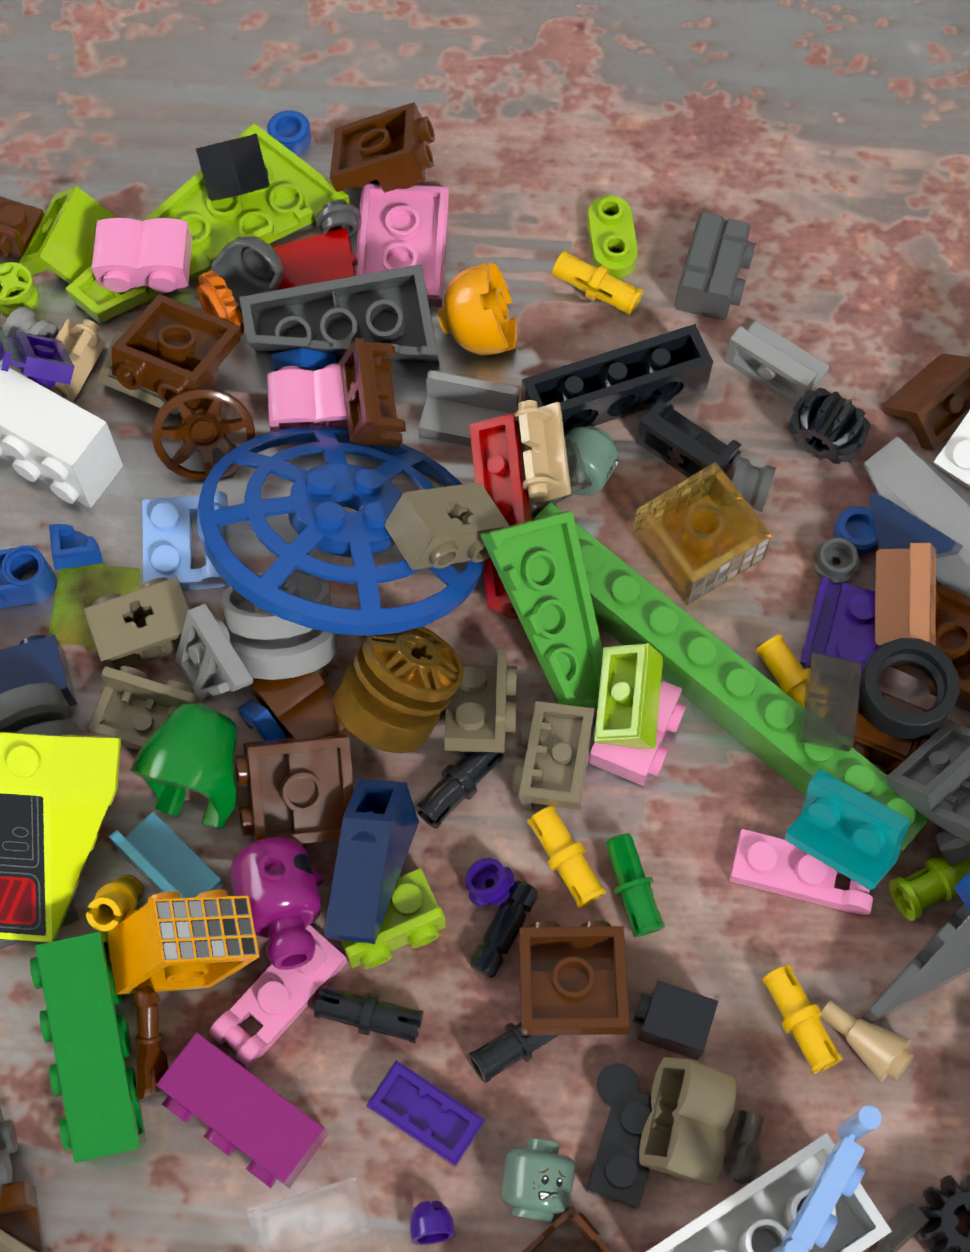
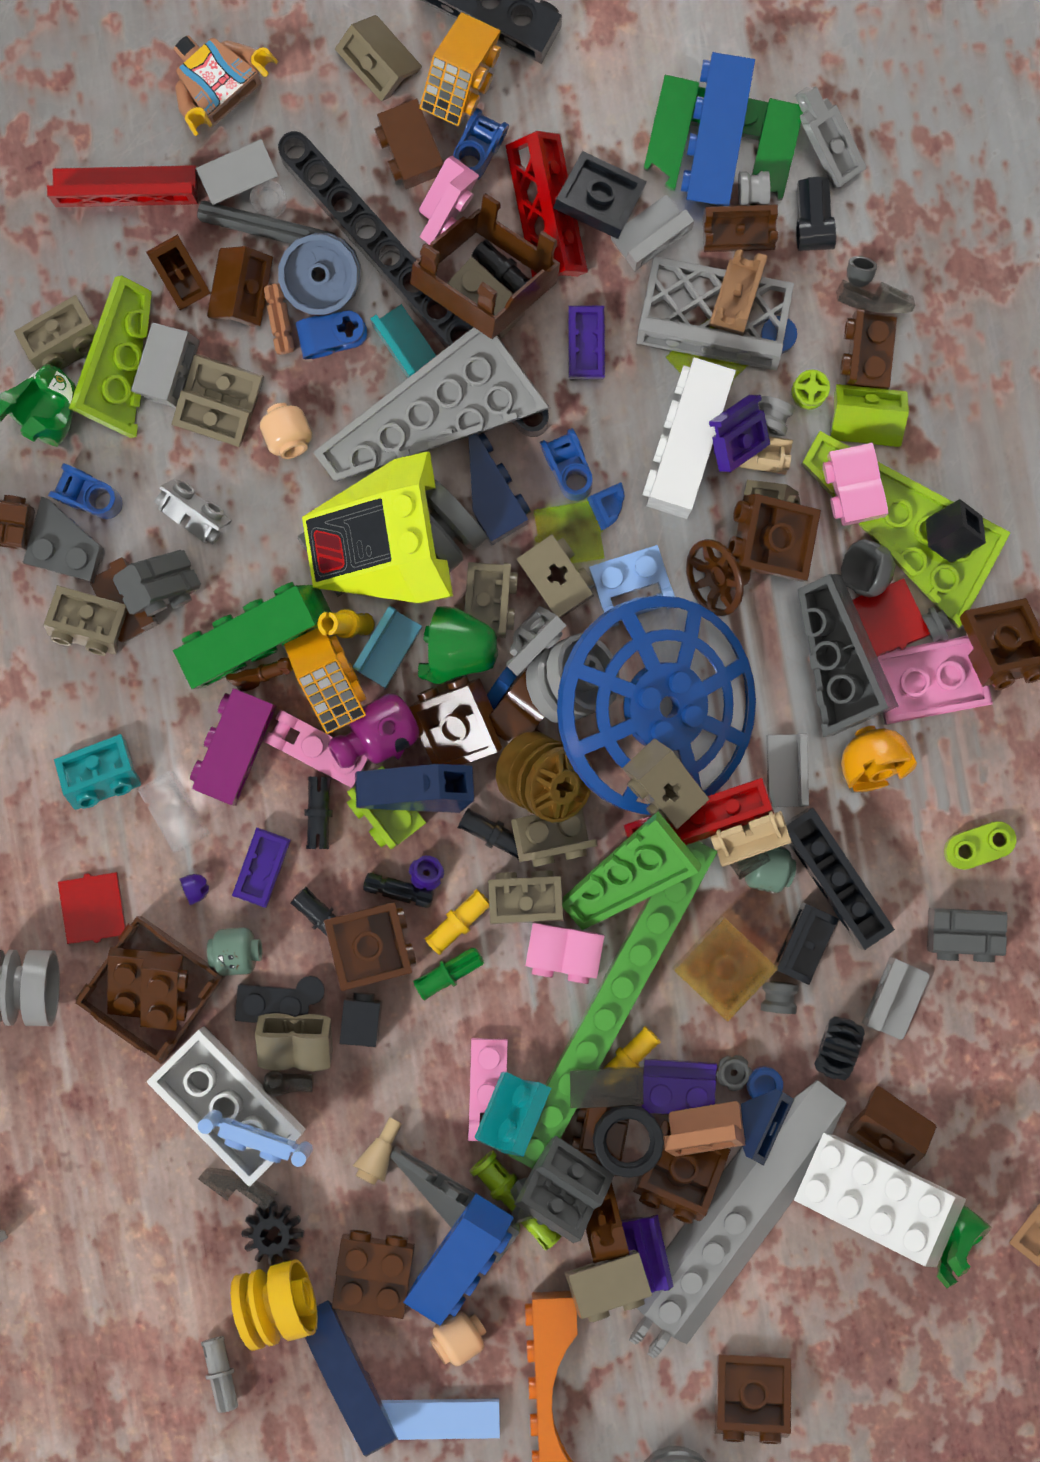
camera: 80 degrees right, 20 degrees up
(218, 299) = (830, 556): orange gear -> none
(291, 130) = (1016, 560): blue tile -> none
(302, 358) = (799, 632): blue tile -> none
(306, 398) = (769, 650): bright pink brick -> none
(370, 394) = (775, 694): reddish brown hinge -> none
(597, 283) = (930, 843): yellow pin -> none
(629, 696) = (577, 942): lime slope -> none
(802, 1019) = (382, 1106): yellow pin -> none

